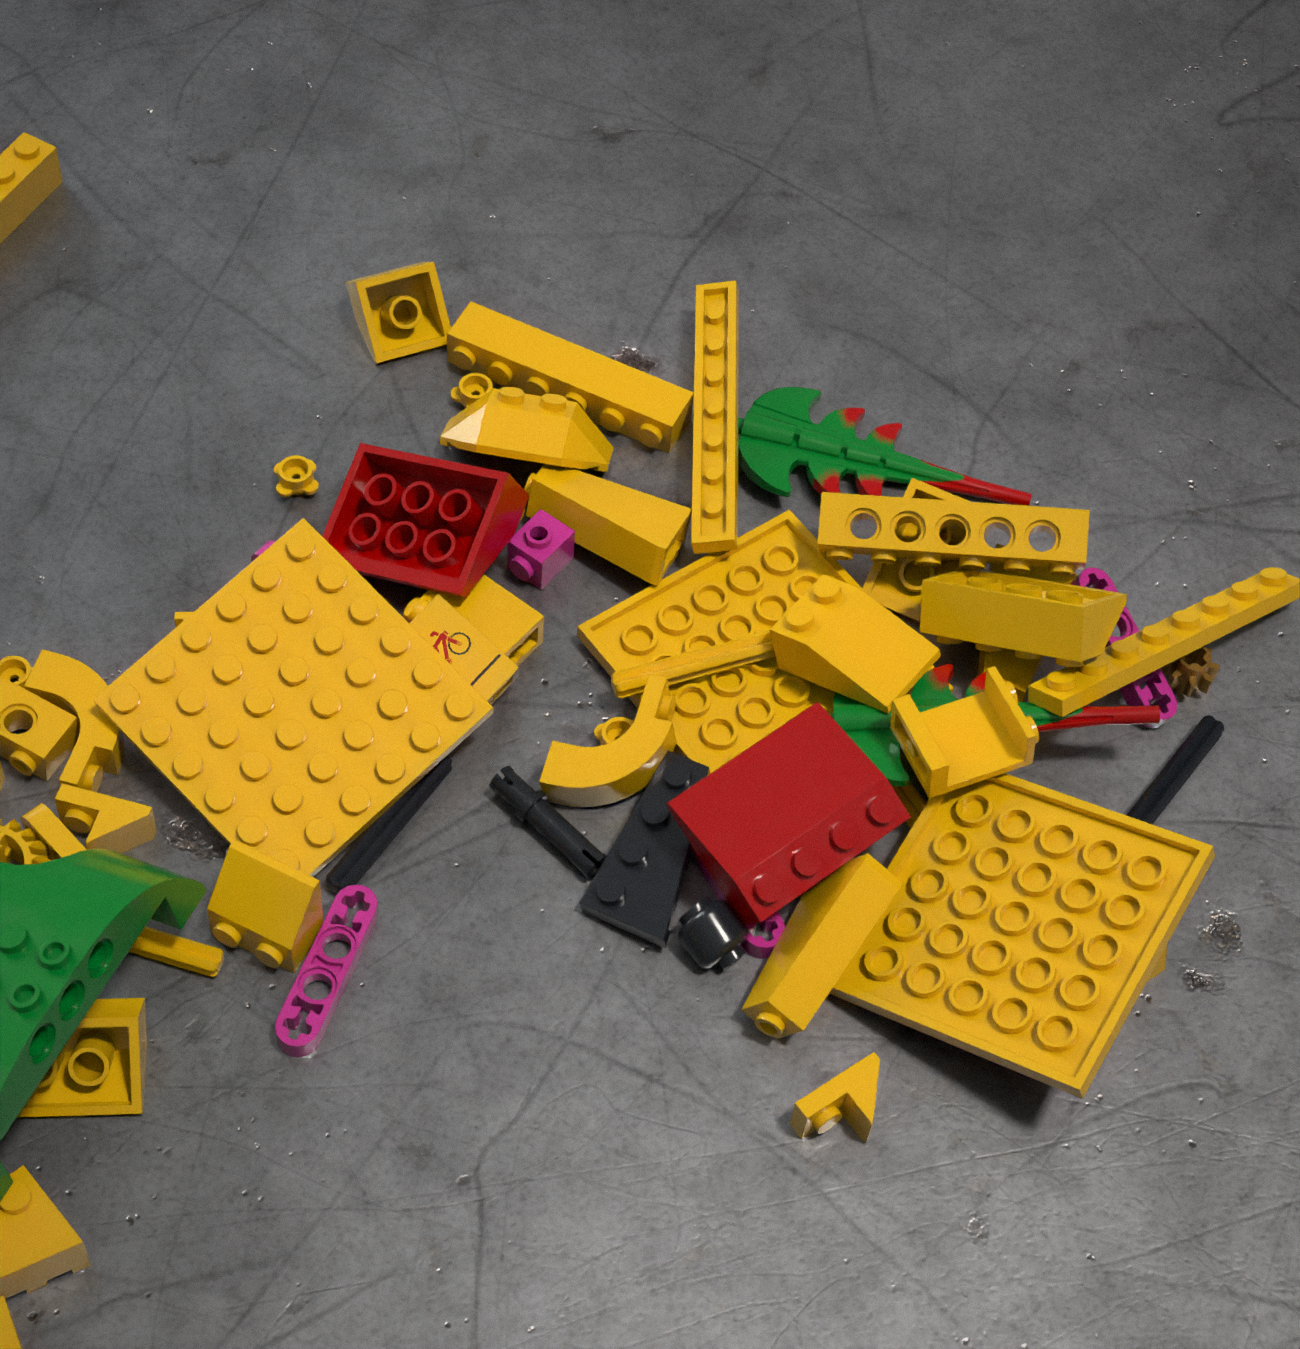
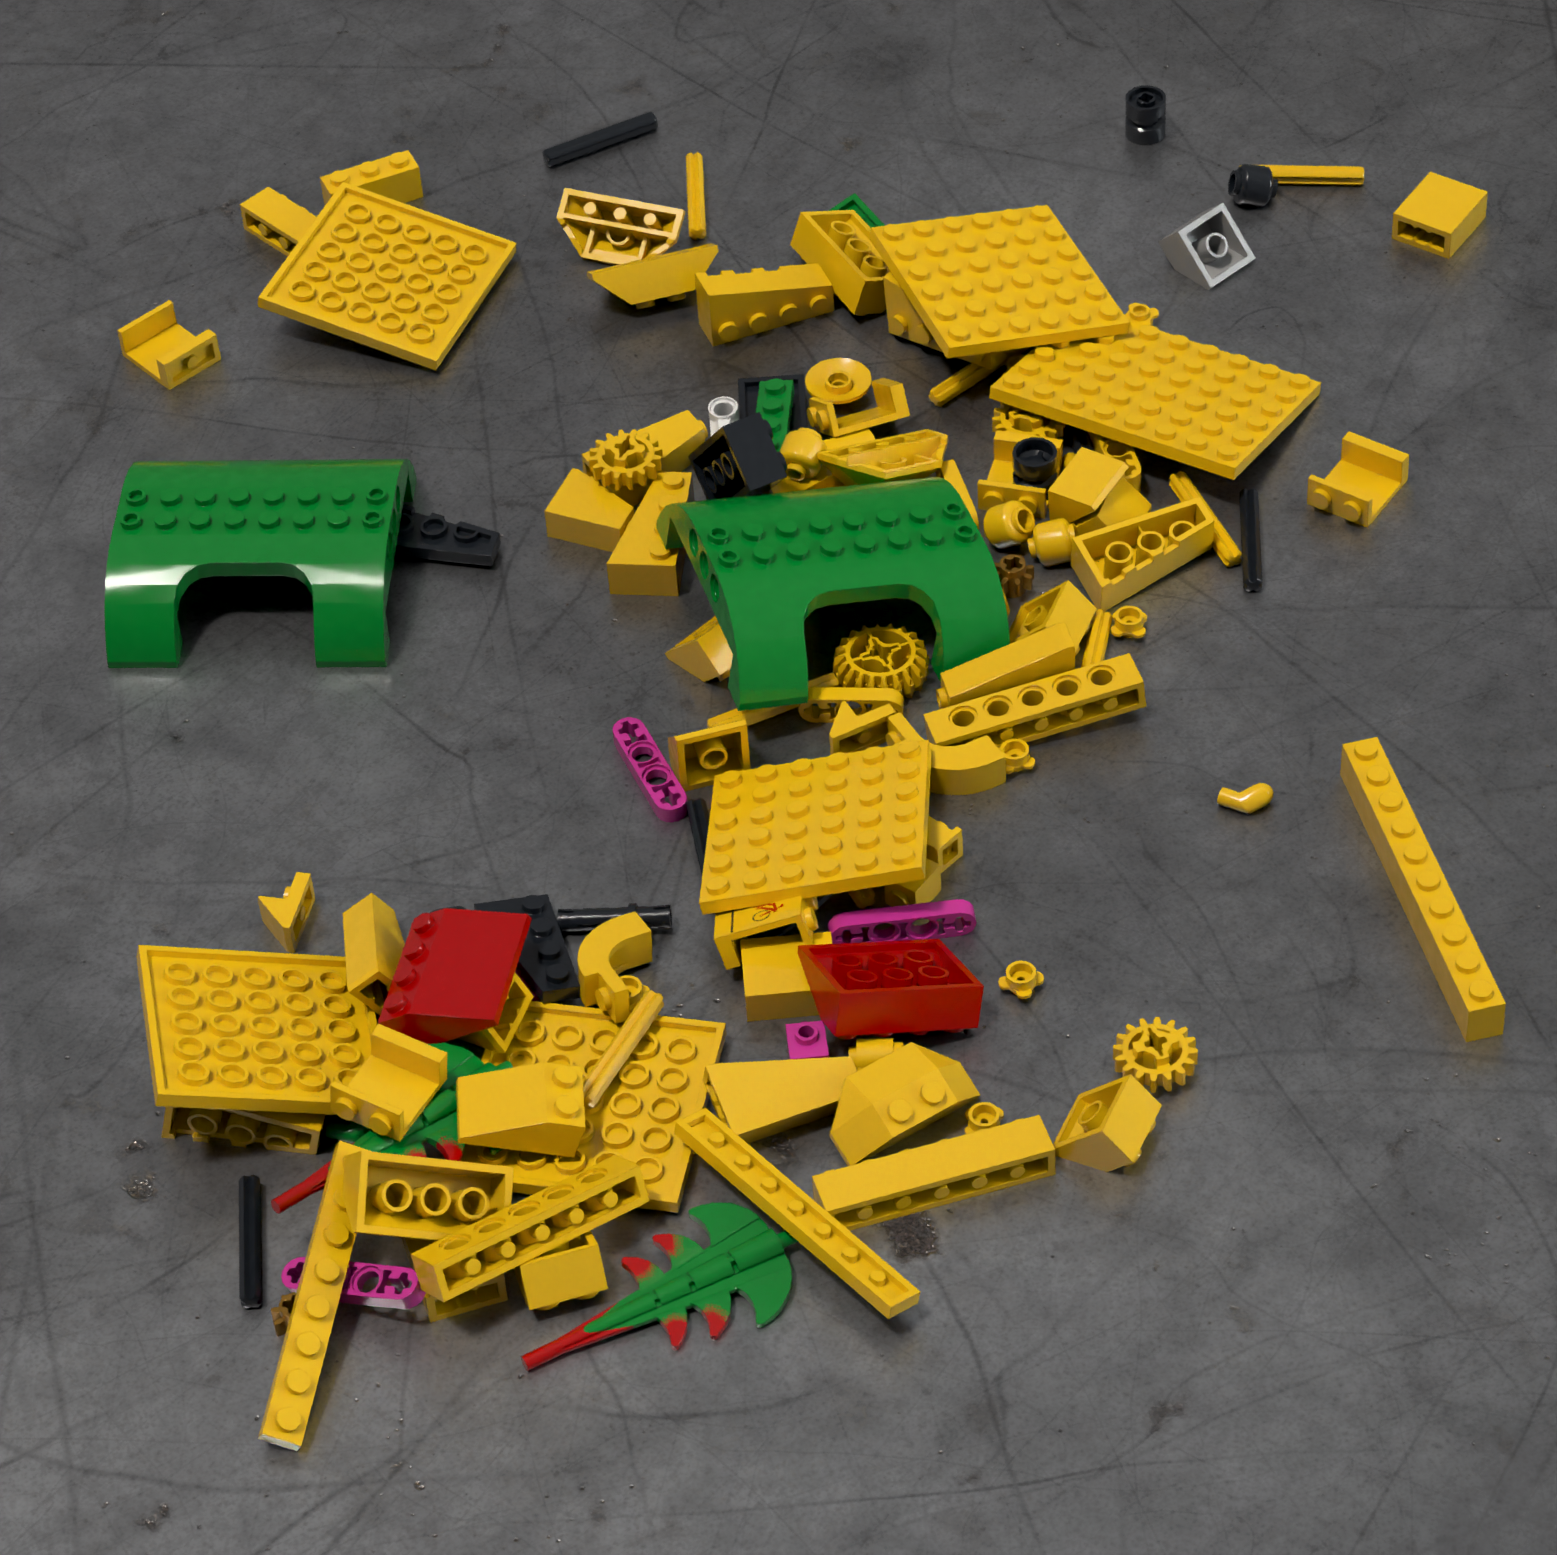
camera: 145 degrees right, 10 degrees down
(290, 329) = (1155, 1054): none -> yellow gear

